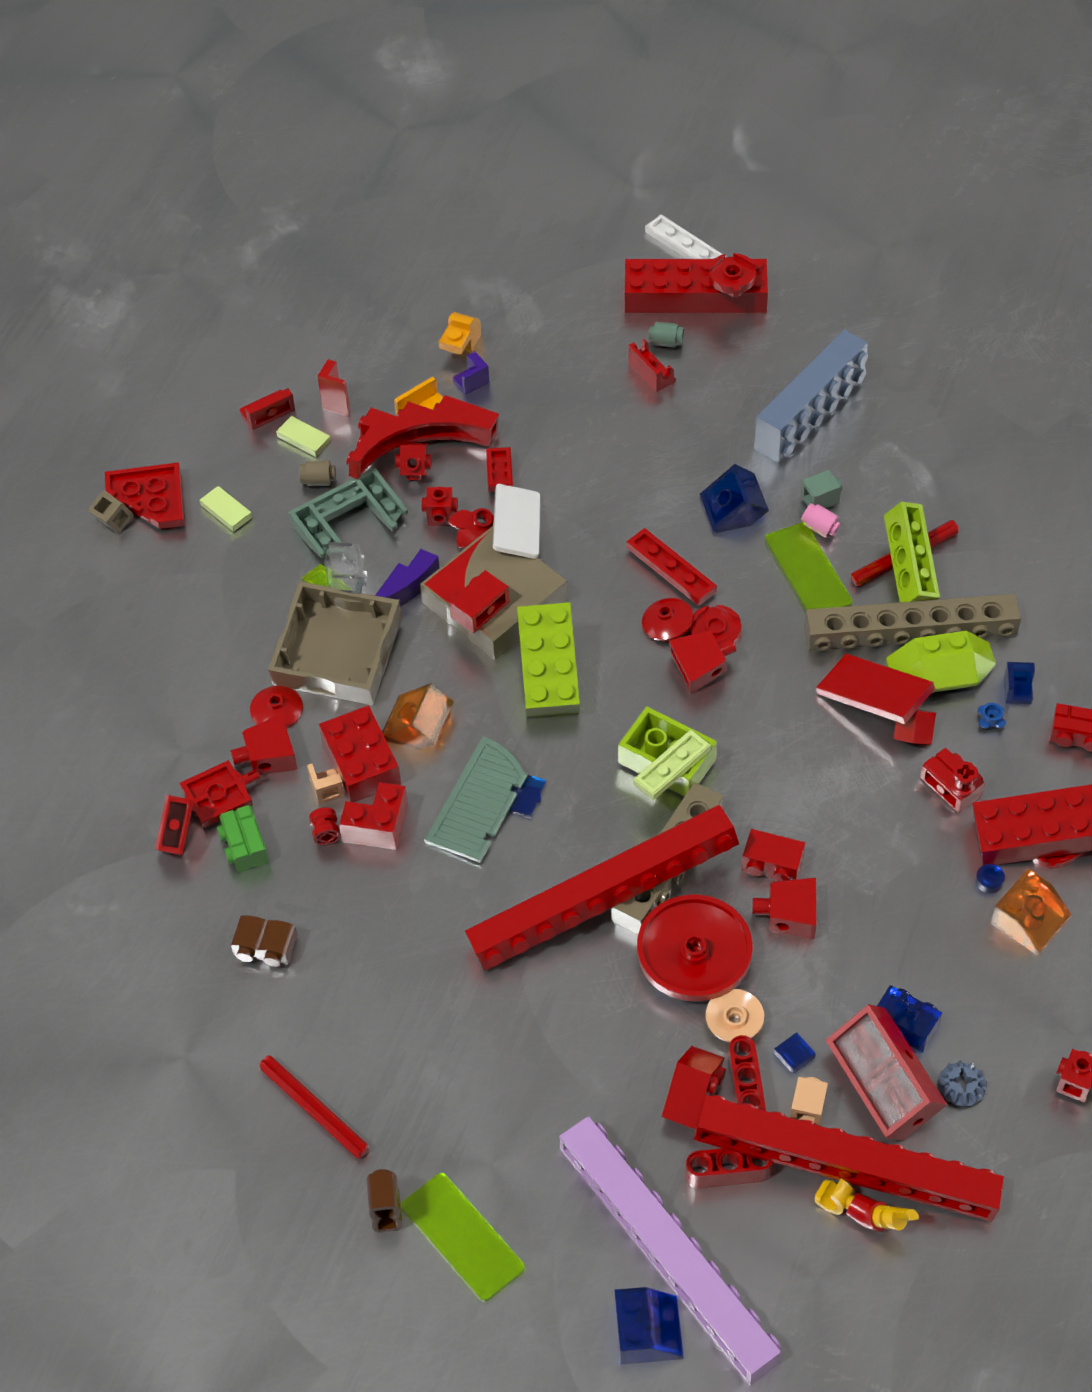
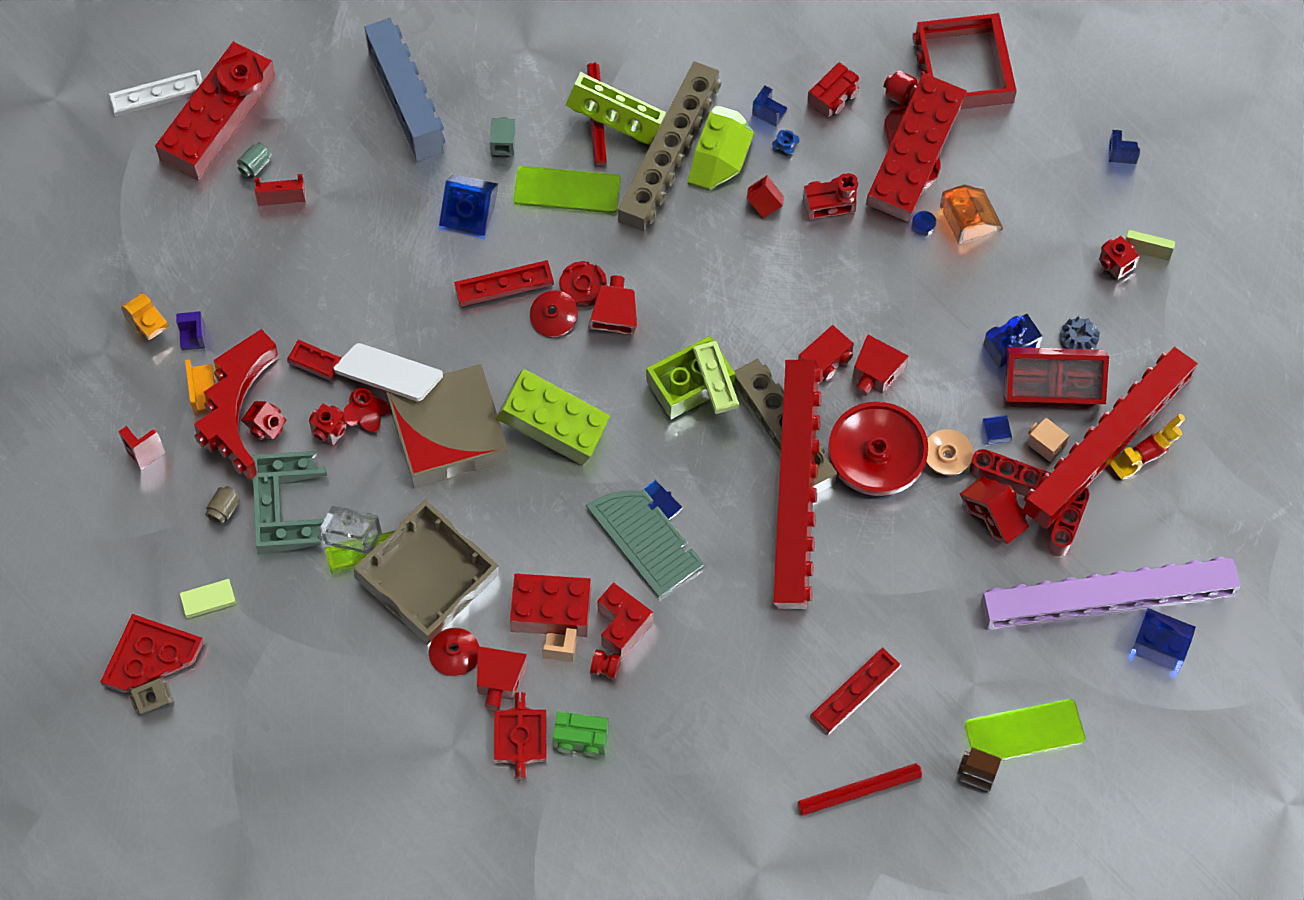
camera: 65 degrees left, 10 degrees up
(174, 825) = (543, 779): red brick -> none
(264, 940) = (690, 759): reddish brown brick -> none
(268, 408) = (111, 513): red panel -> none
(303, 436) = (166, 498): yellowish green tile -> none
(405, 581) = (390, 486): dark purple slope -> none
(418, 717) = (539, 544): clear orange slope -> none
(420, 1055) = (855, 691): none -> red tile
(479, 601) = (468, 438): red brick -> none
(820, 520) = (530, 153): bright pink brick -> none
(875, 688) = (720, 203): red tile -> none

